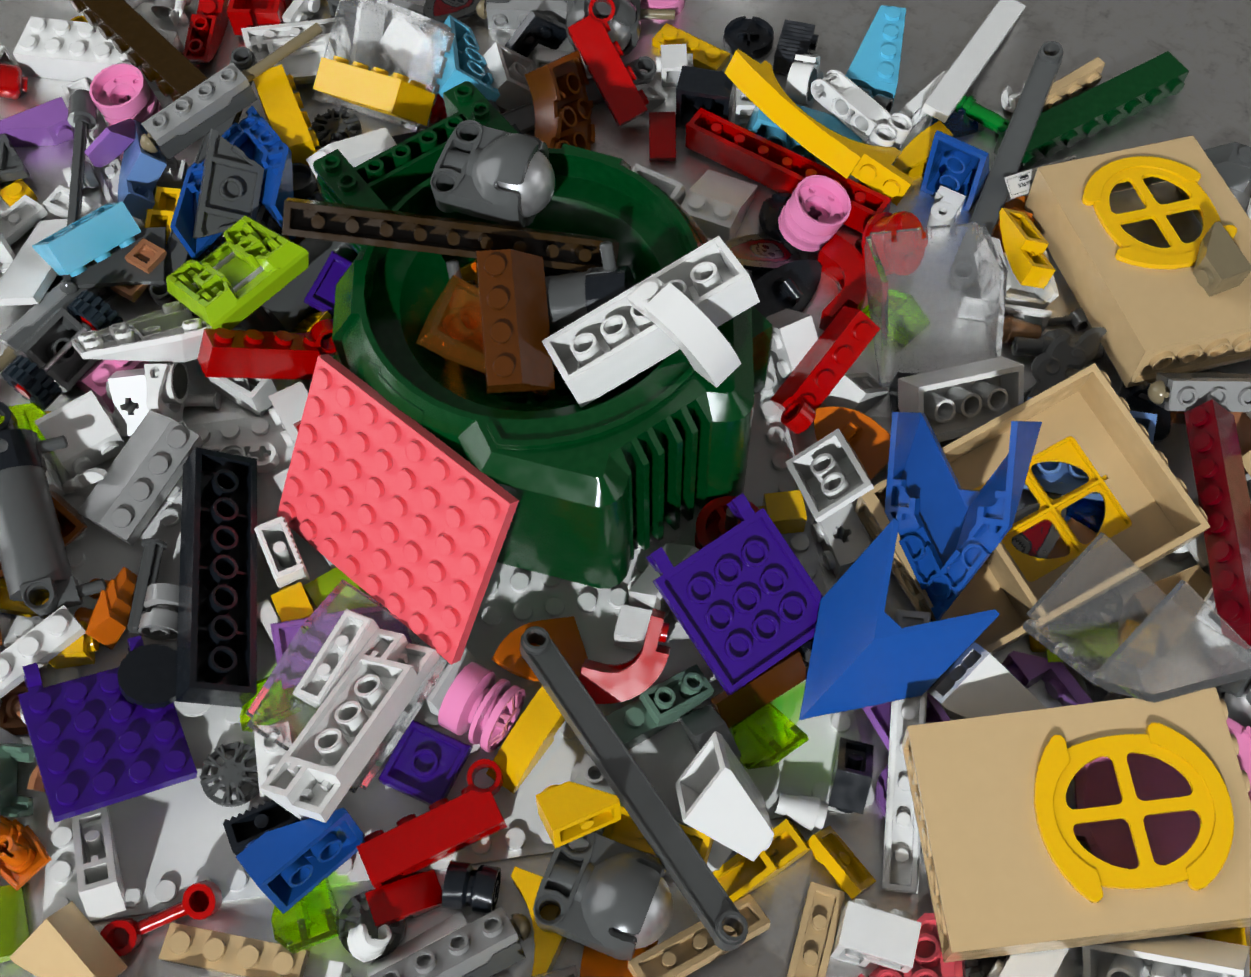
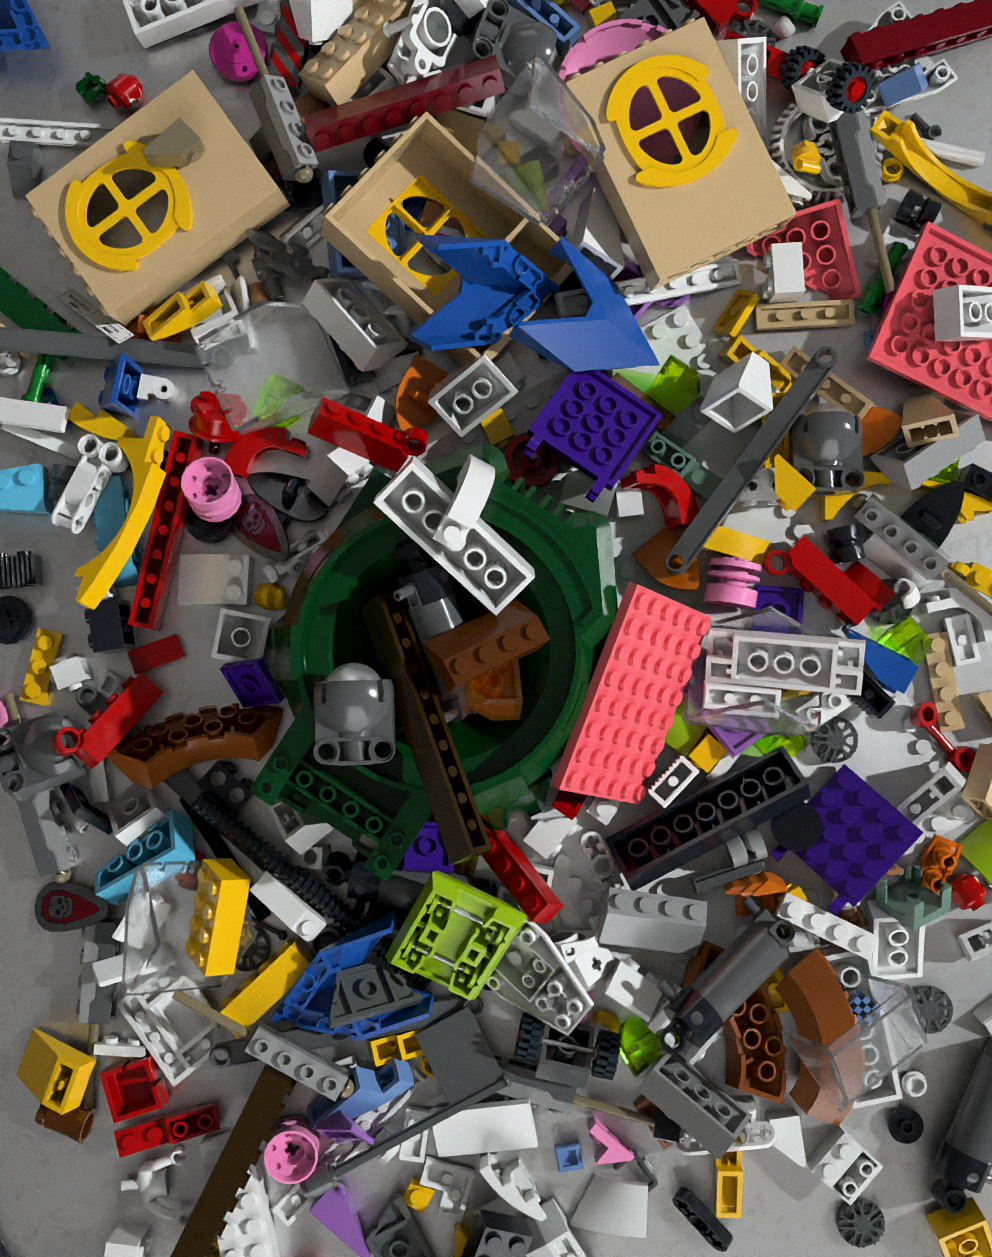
camera: 110 degrees left, 25 degrees up
(83, 480) = (668, 968): white piece -> none
(88, 239) = (461, 1086): medium azure slope -> none
(147, 252) = (448, 1032): nougat slope -> none
(800, 79) = (66, 545): white piece -> none
(803, 810) = (713, 346): white cone -> none
(851, 776) = (678, 321): black slope -> none

